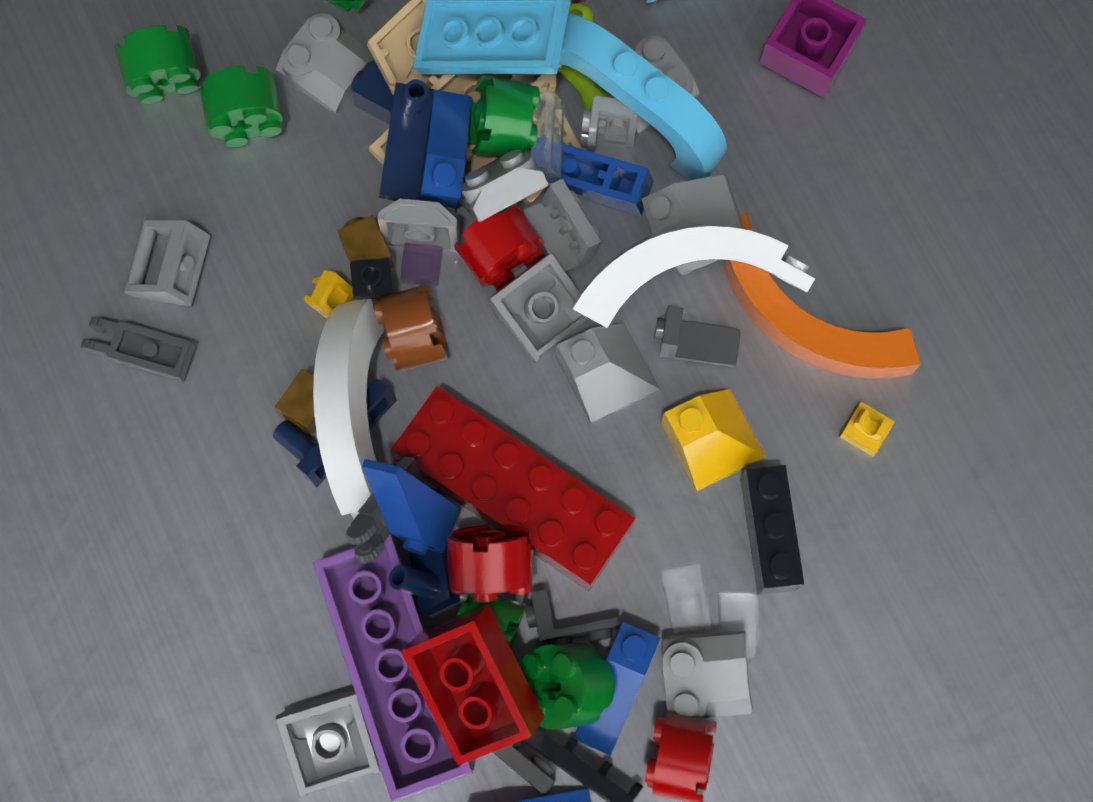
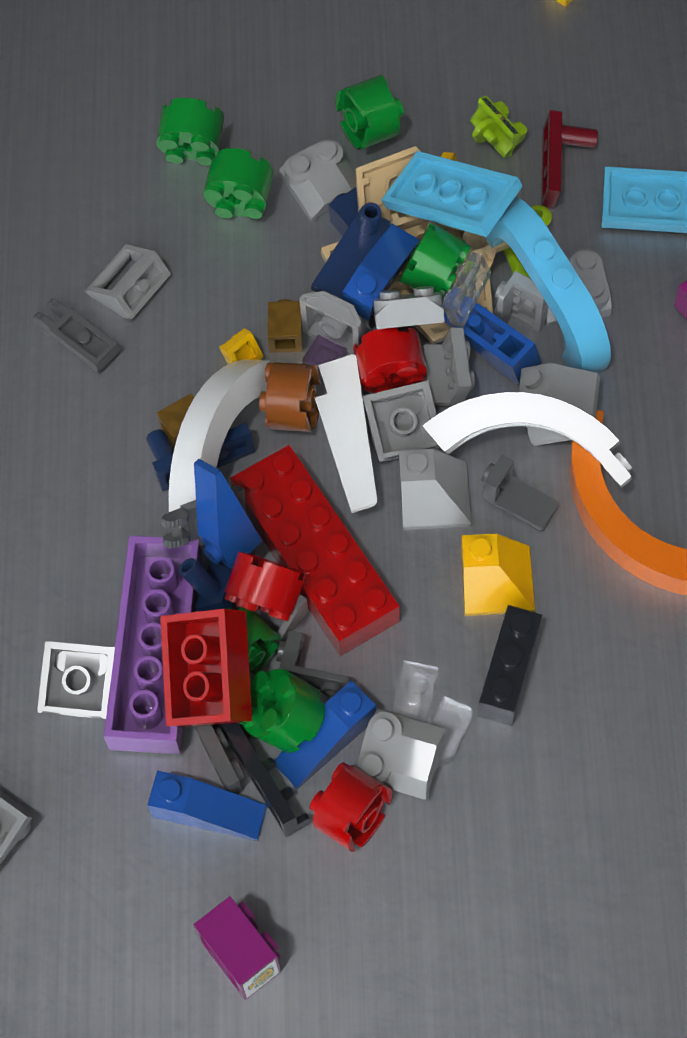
camera: 30 degrees right, 10 degrees down
(371, 278) = (277, 346): black bracket -> none
(488, 342) = (347, 430): none -> white wedge
(867, 429) = (630, 622): yellow tile -> none

